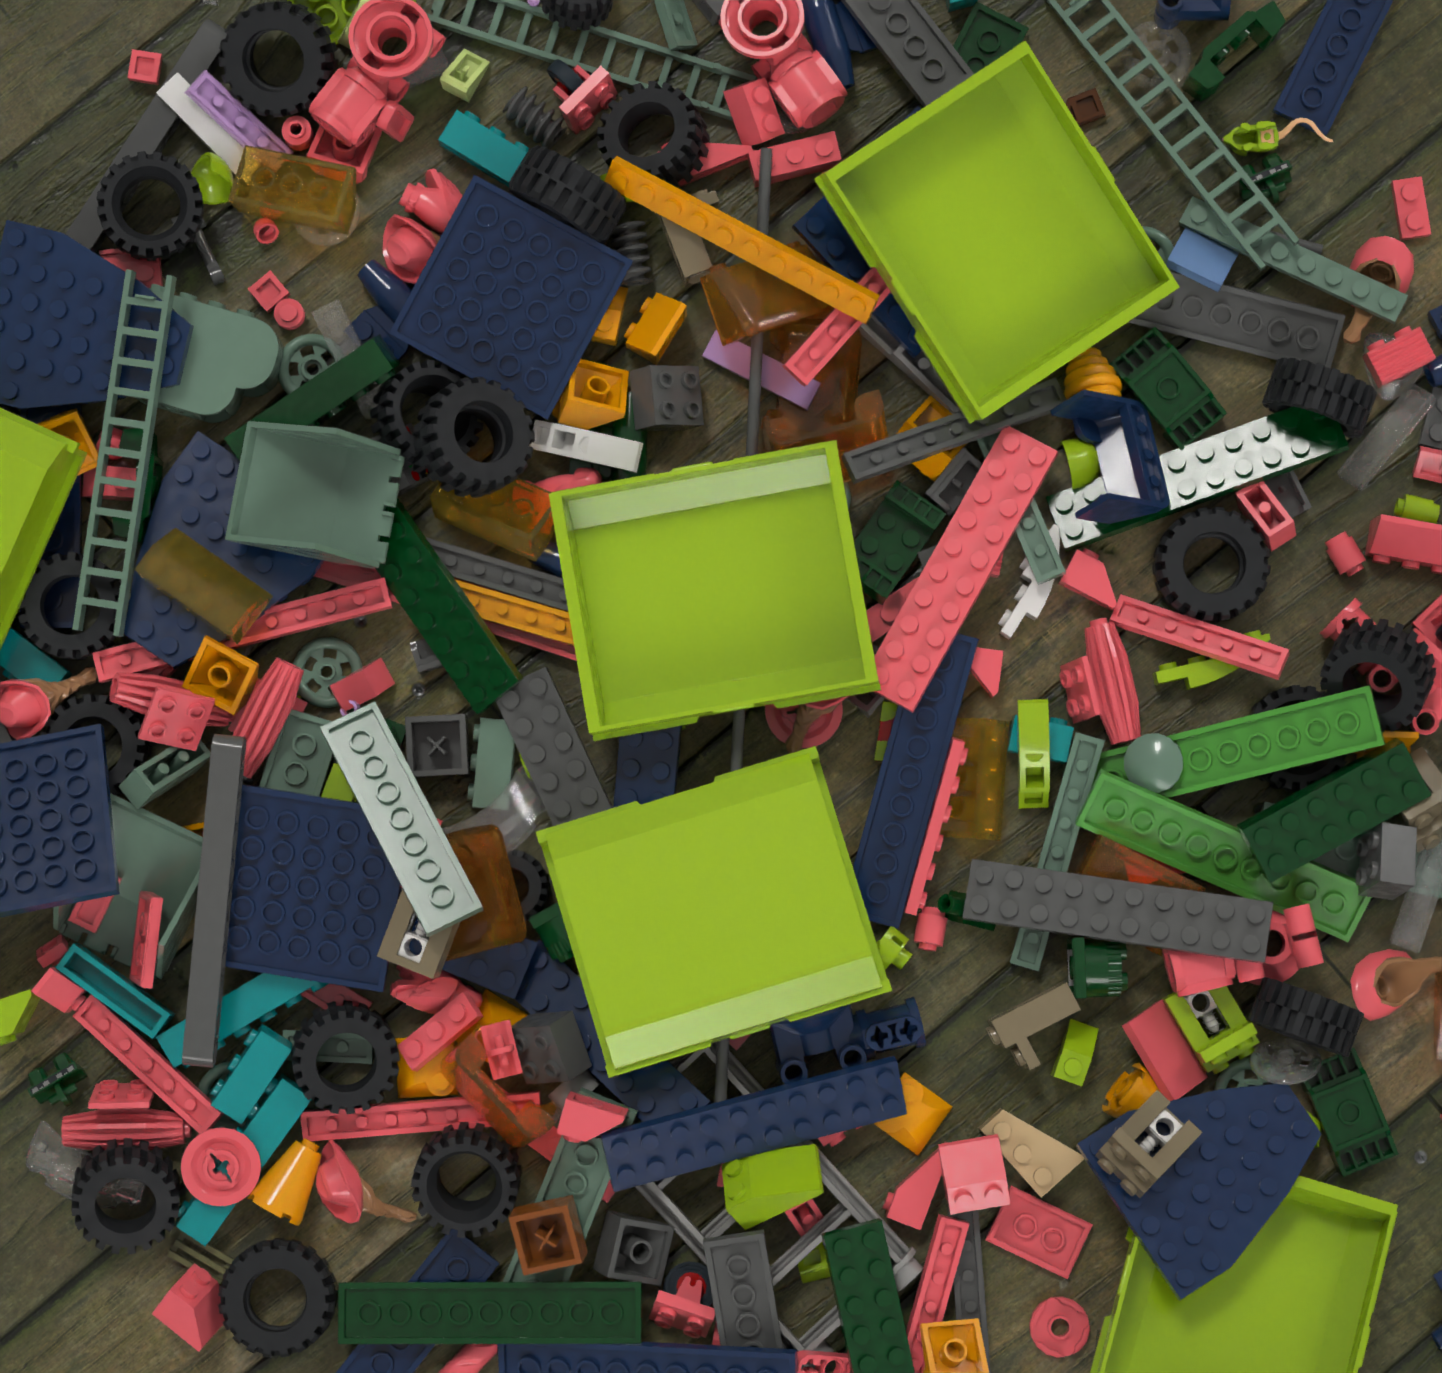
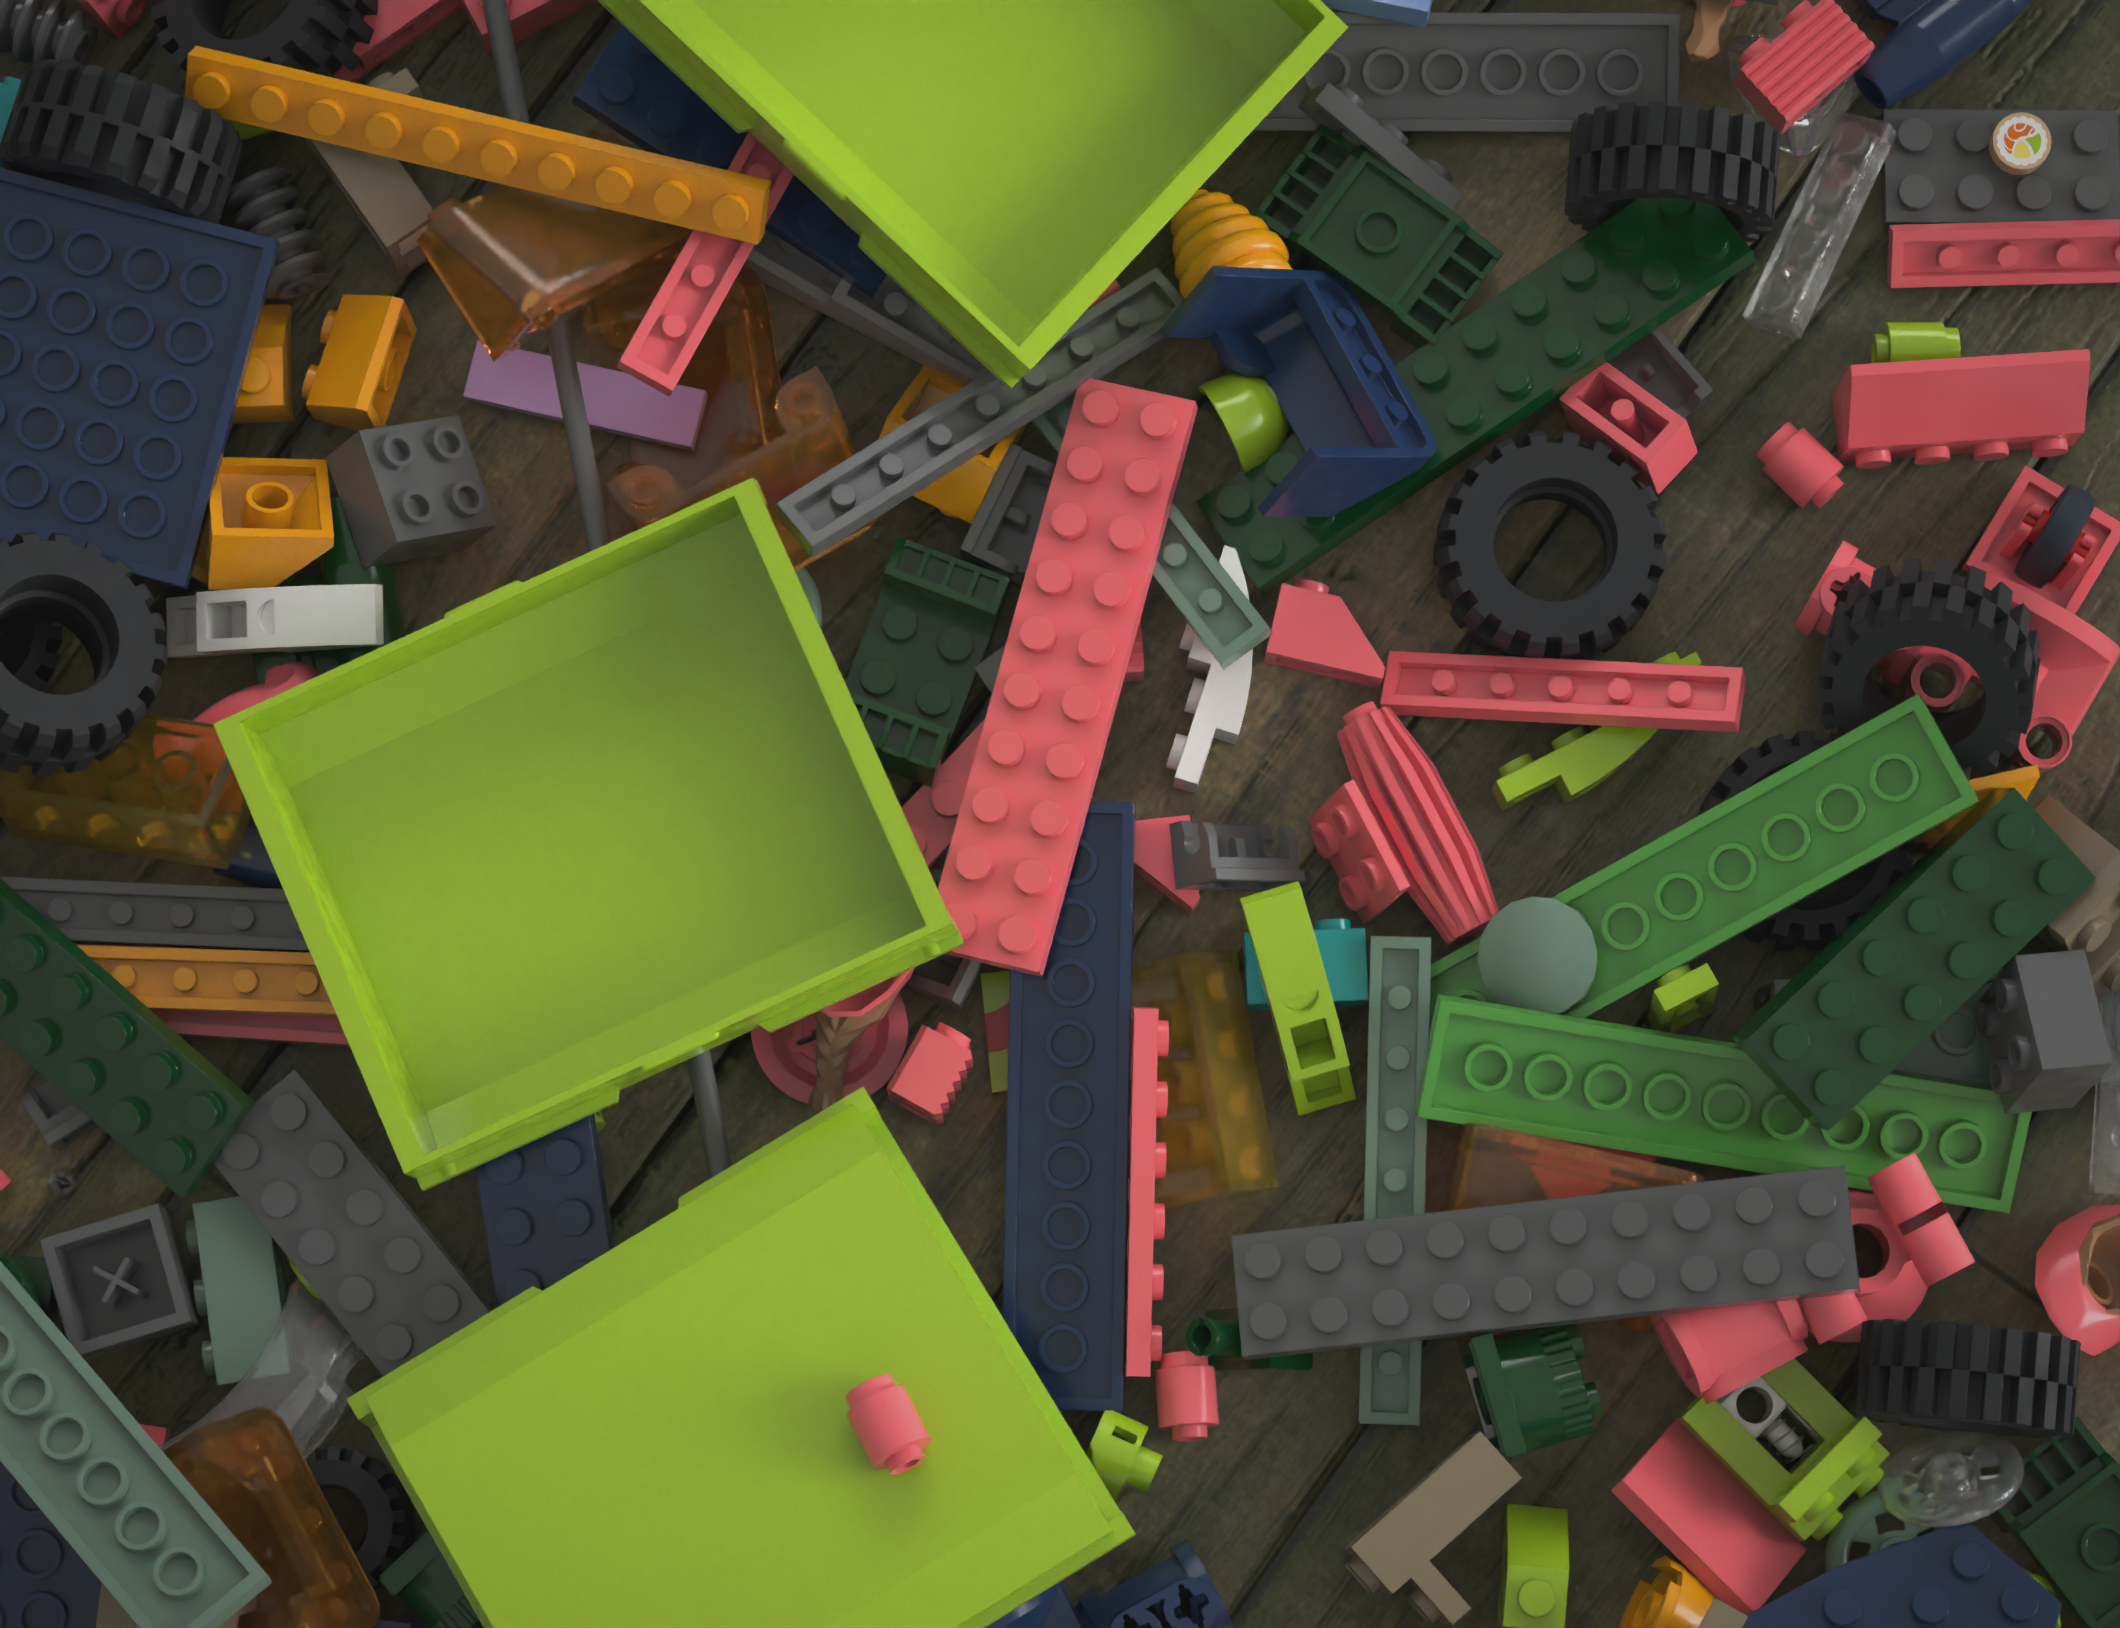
camera: 15 degrees left, 5 degrees down
(789, 911) = (887, 1425): none -> coral brick
(848, 744) = (932, 1073): none -> coral brick
(1019, 676) = (1233, 857): none -> dark grey hinge
(1165, 323) = (1342, 113): none -> dark grey plate
(1217, 800) = (1682, 998): none -> lime plate

